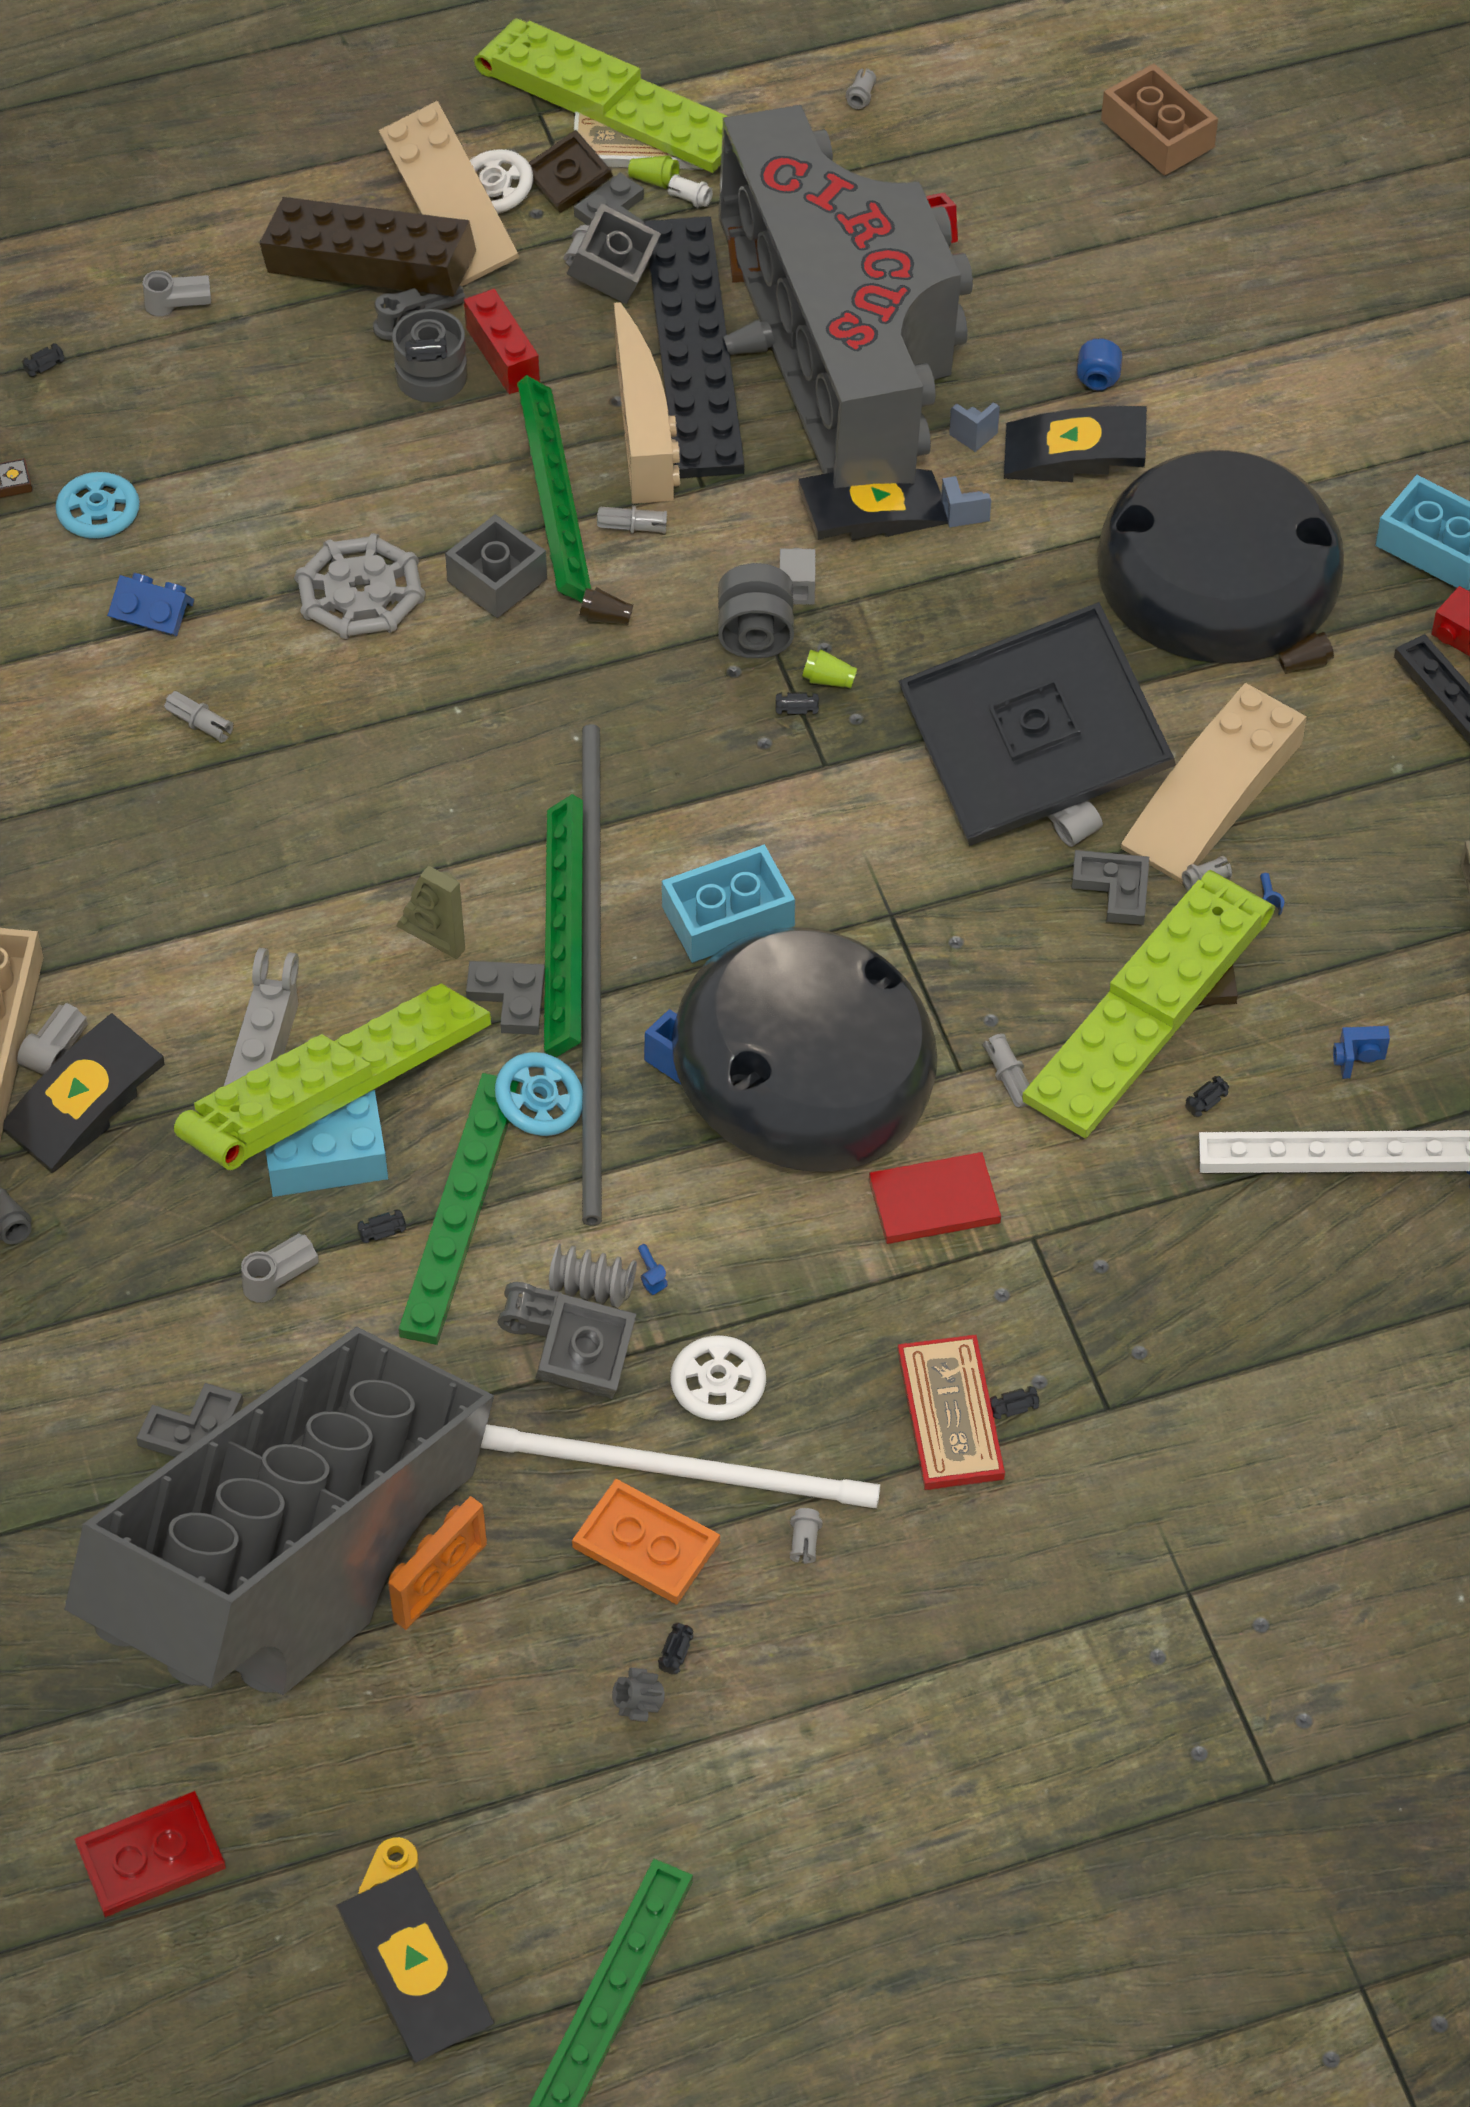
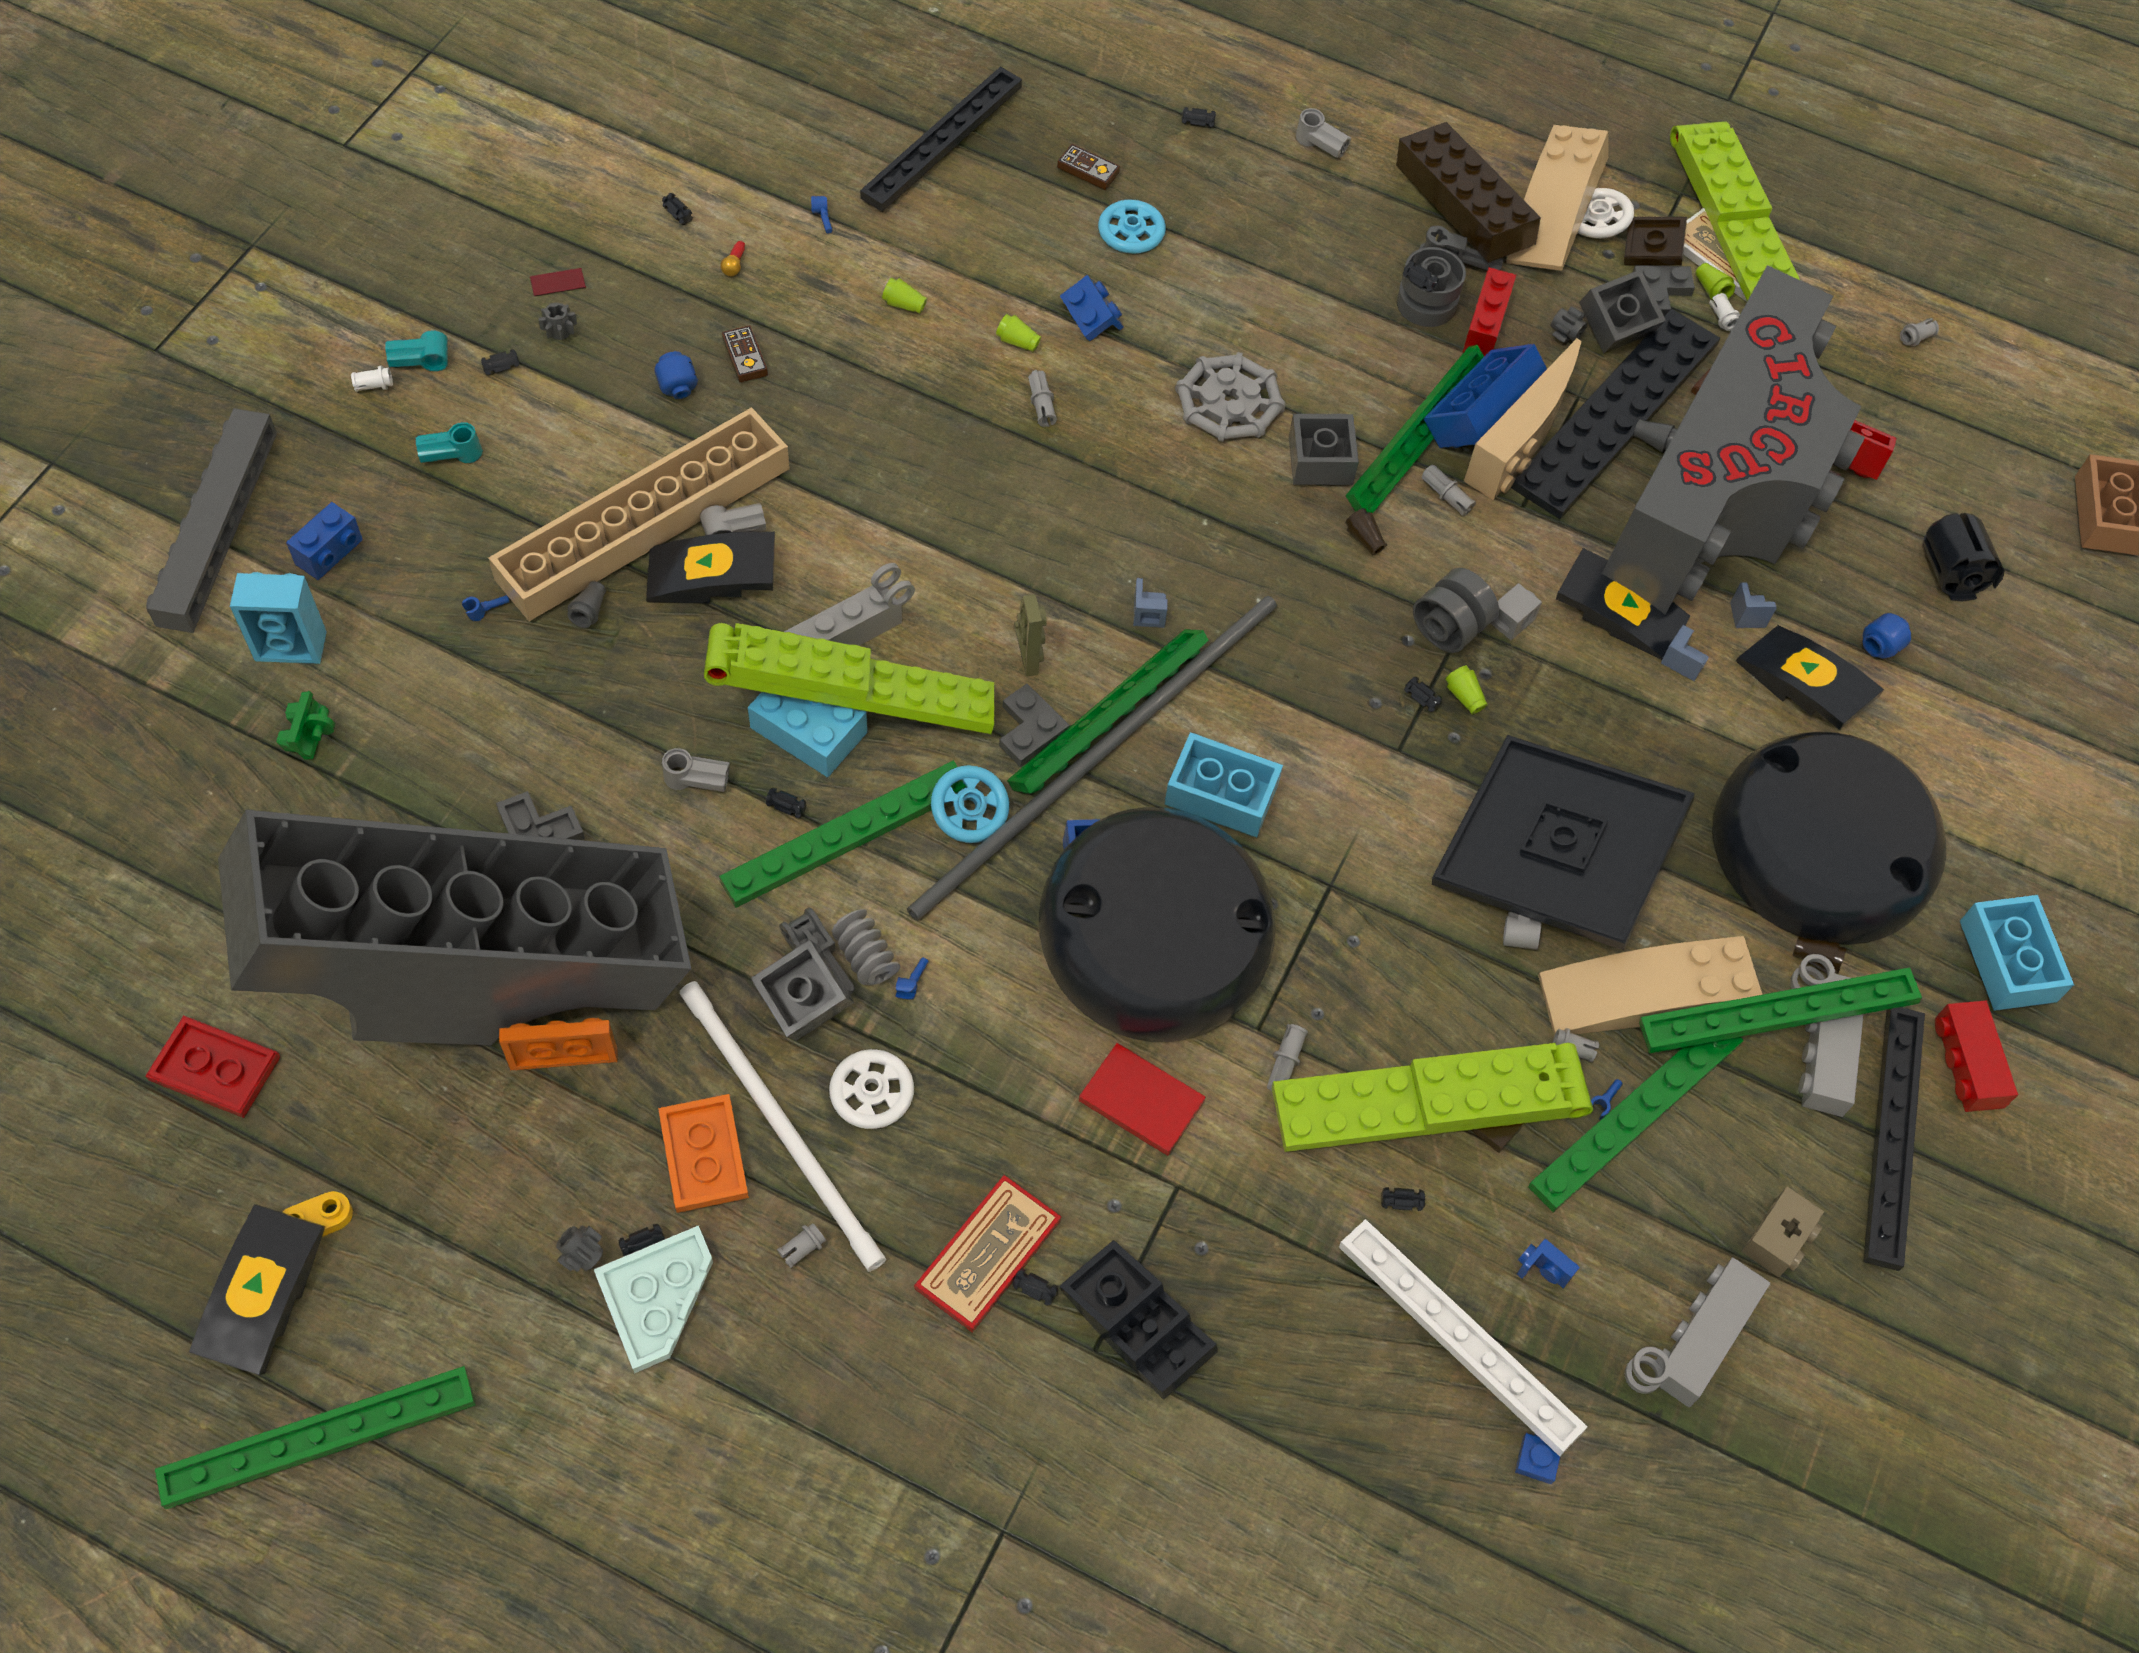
camera: 40 degrees right, 5 degrees up
(108, 678) = (1017, 333): none -> lime cone
(496, 816) = (1149, 607): none -> sand blue panel
(578, 300) = (1568, 324): none -> dark grey gear
(584, 412) = (1484, 395): none -> blue brick
(735, 1674) = (654, 1294): none -> light aqua plate
(1090, 252) = (1962, 556): none -> black cylinder
(1115, 1353) = (1139, 1319): none -> black slope
(1118, 874) = (1511, 996): dark grey plate -> none
(1302, 888) = (1628, 1121): none -> green plate
(1327, 717) = (1779, 1010): none -> green plate
(1380, 708) = (1831, 1050): none -> light grey hinge

